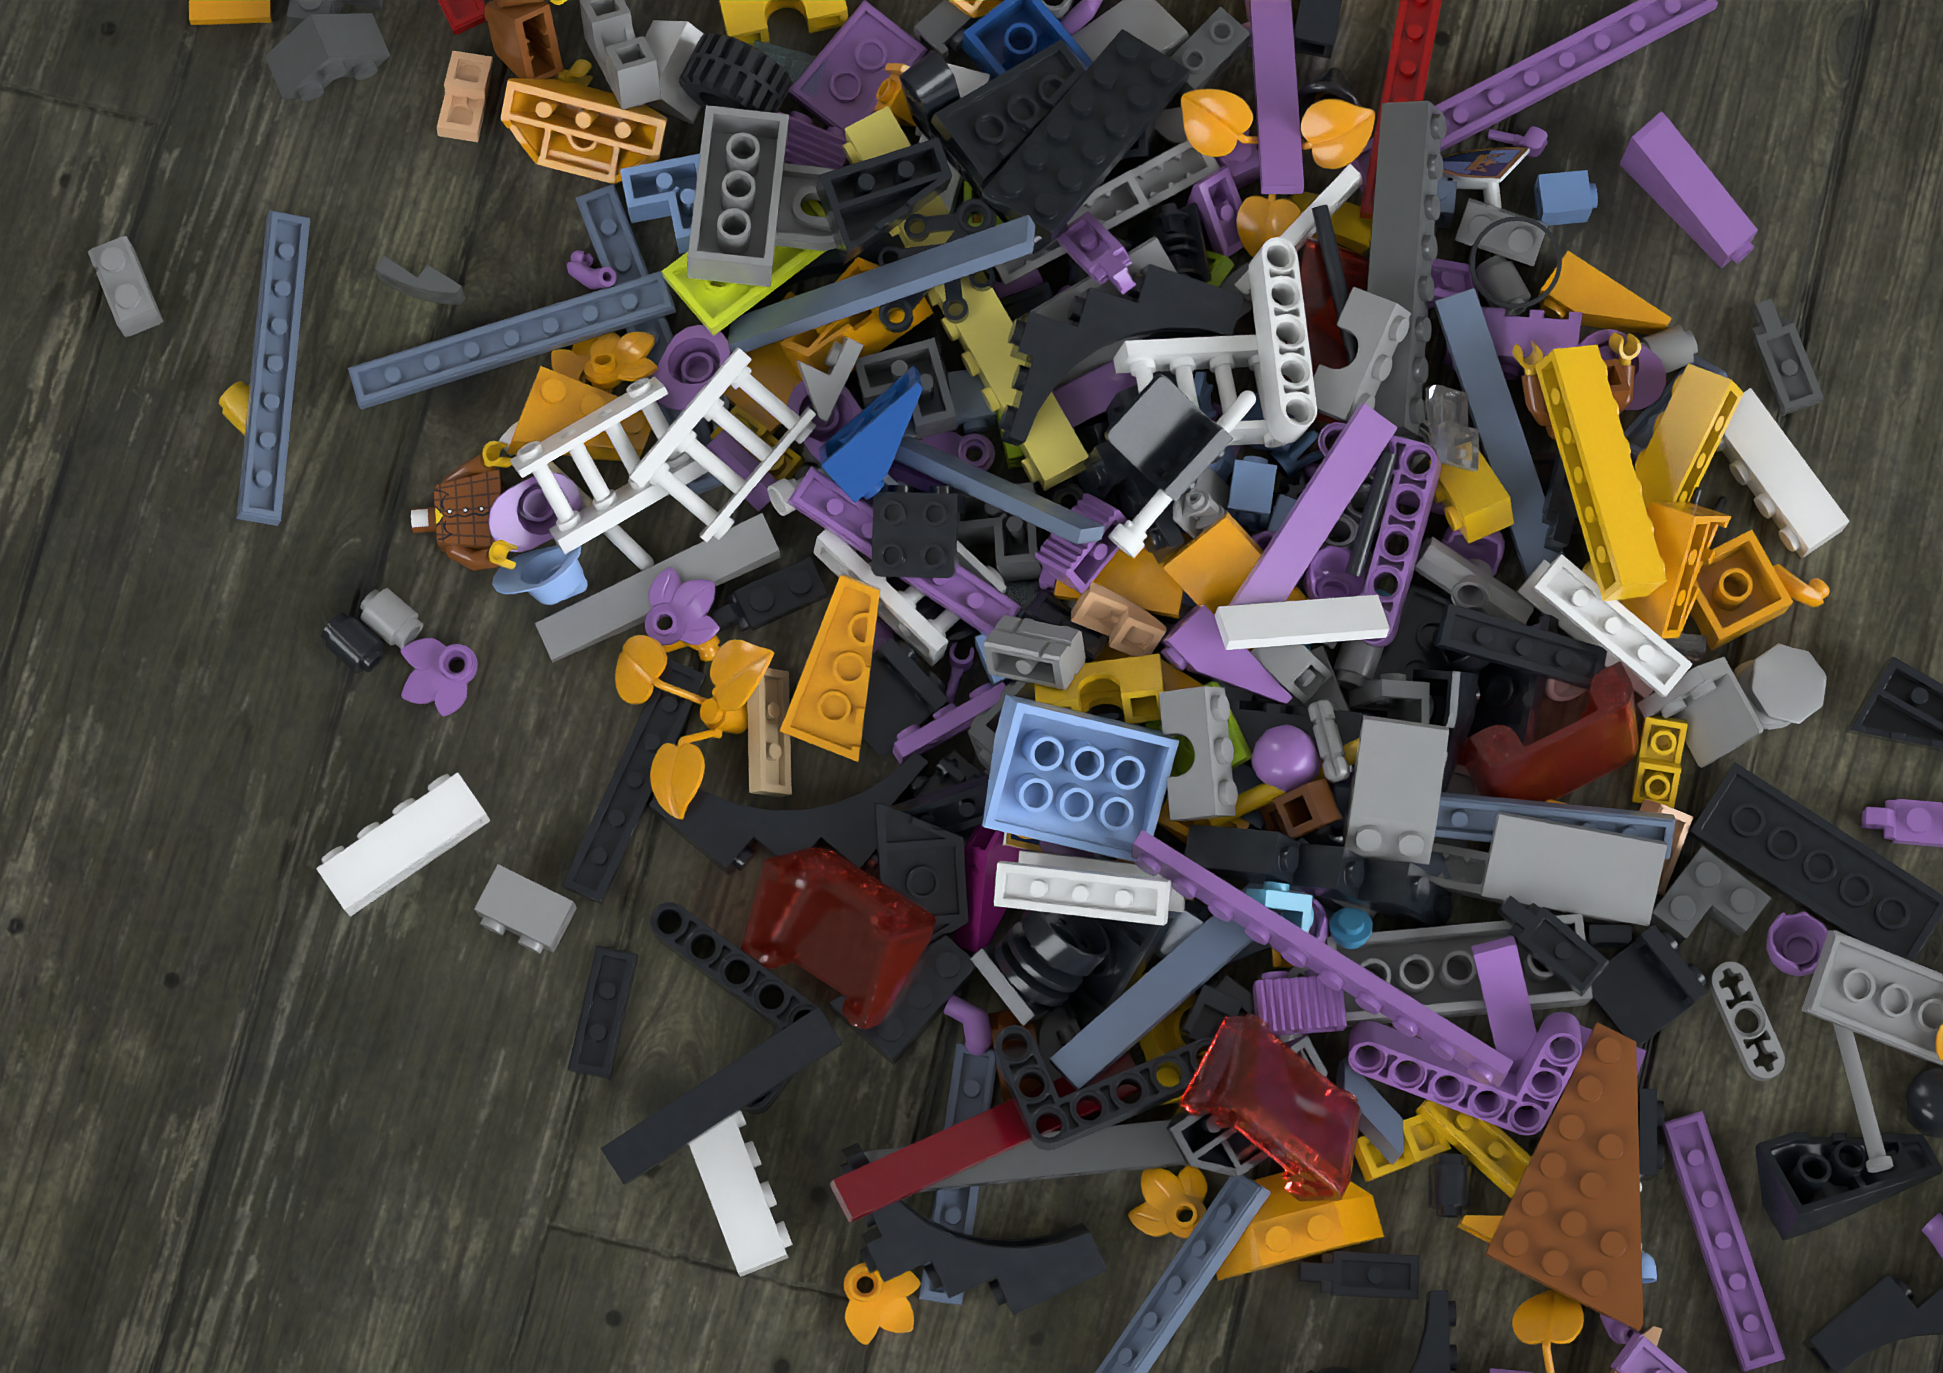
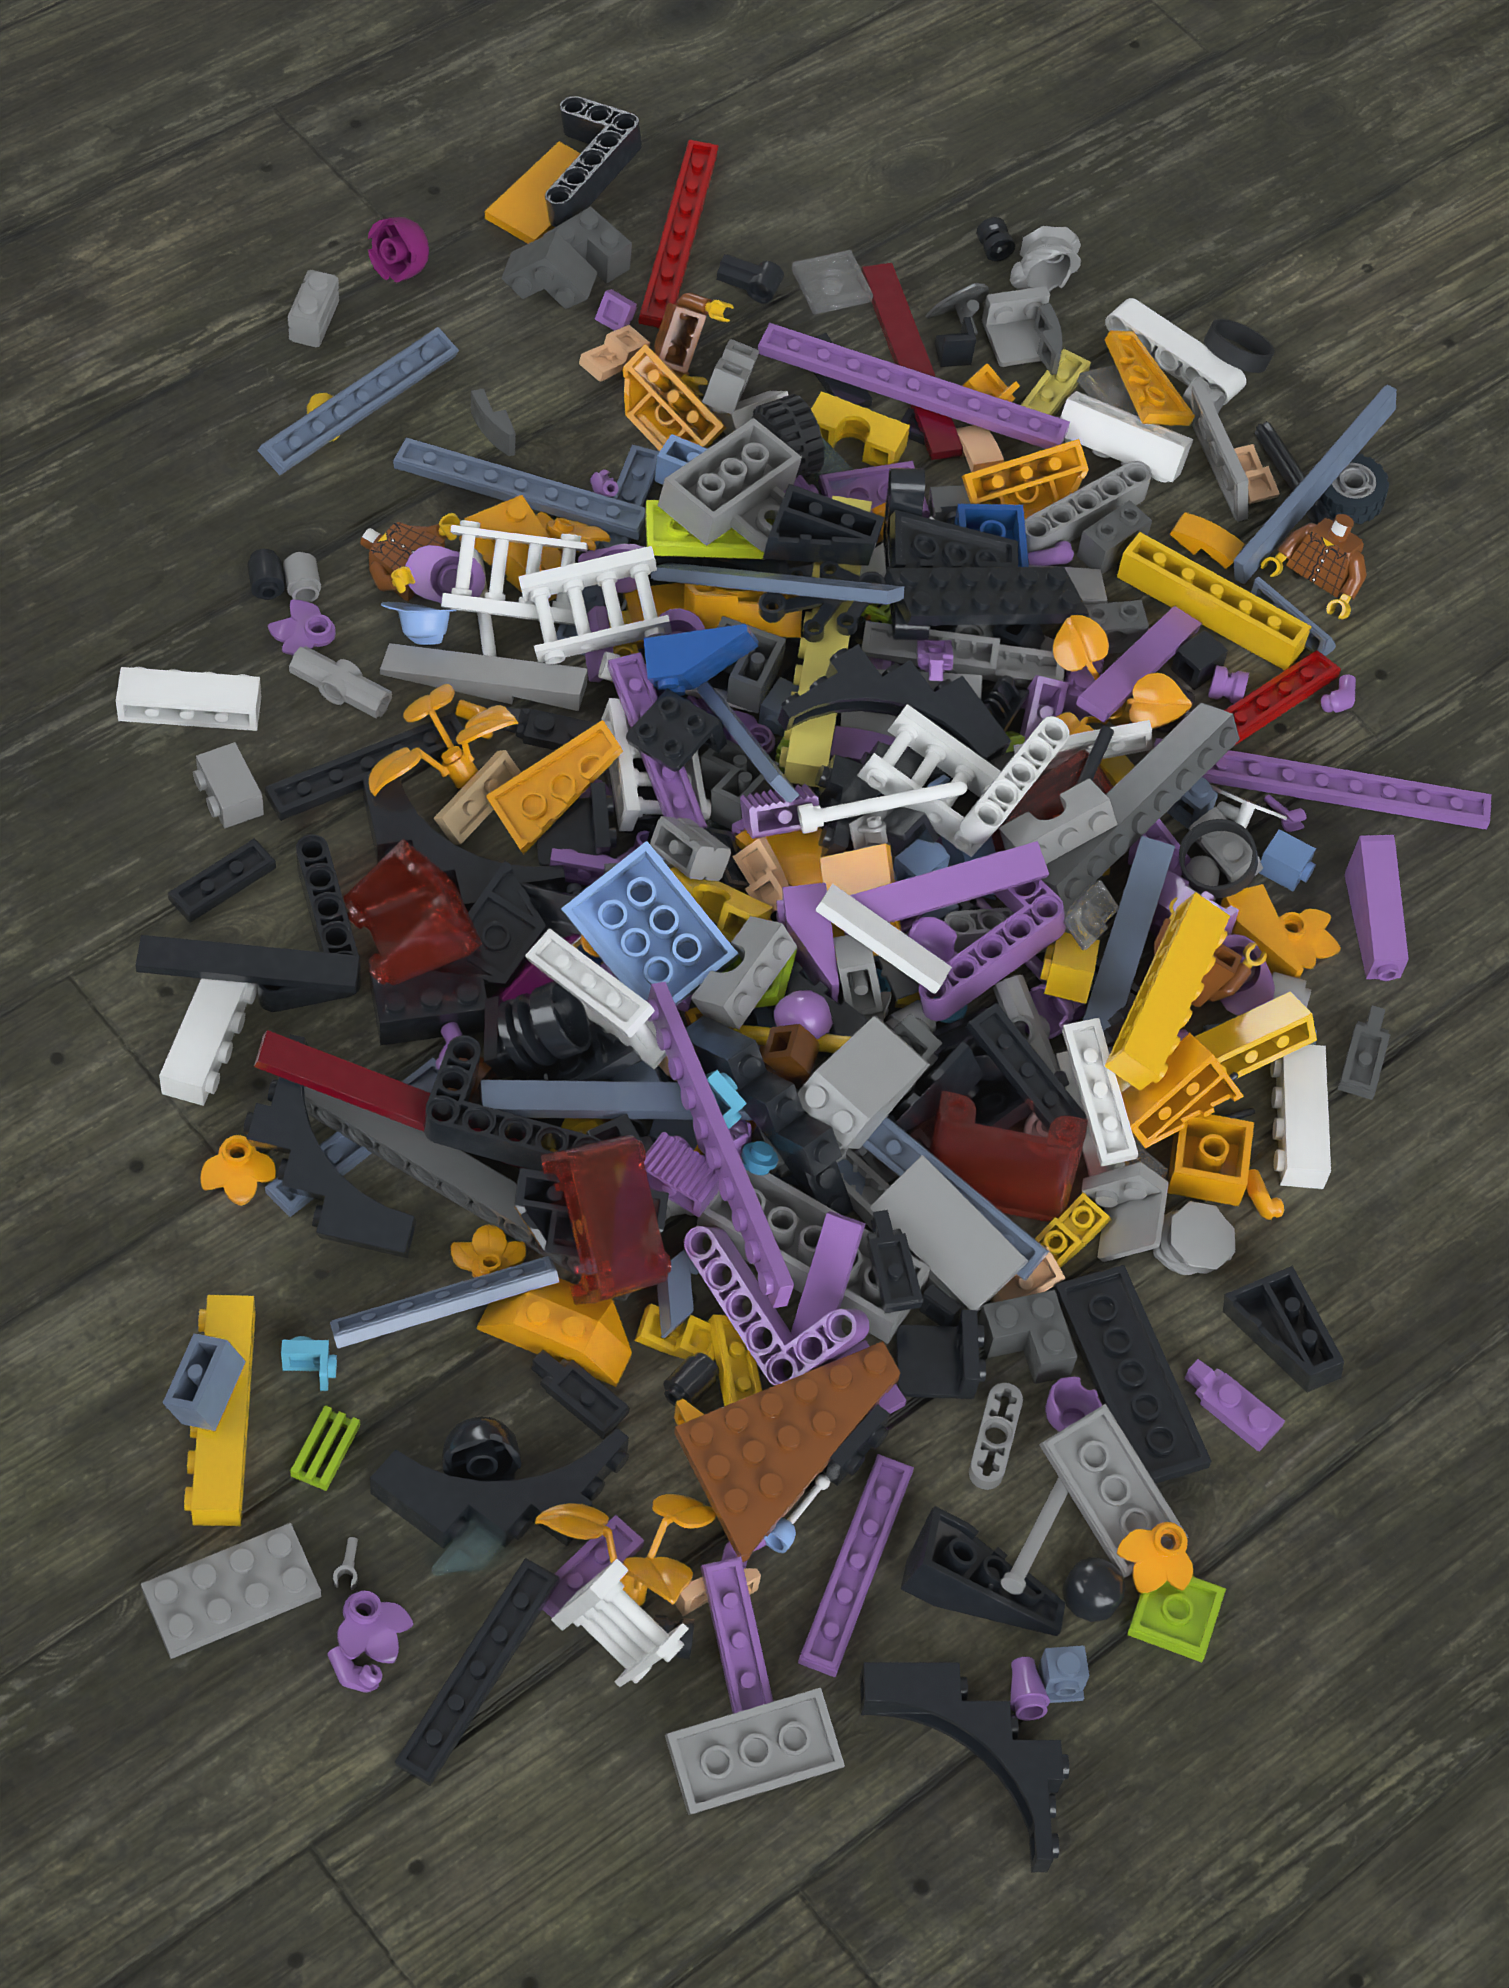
camera: 30 degrees right, 20 degrees down
(149, 144) = (398, 248): none -> magenta cylinder
(428, 45) = (615, 310): none -> medium lavender tile
(529, 707) = (340, 681): none -> light grey piece
(686, 606) = (487, 685): medium lavender plate -> none
(825, 388) = (694, 617): light grey slope -> none
(1168, 437) = (884, 762): bracket -> none
(1223, 477) = (906, 826): none -> black panel
(1328, 741) = (840, 1023): light grey axle -> none
(1364, 33) = (1228, 684): none -> medium lavender wheel
(1371, 514) = (988, 917): black bar -> none
(1643, 265) = (1310, 936): none -> light orange plate

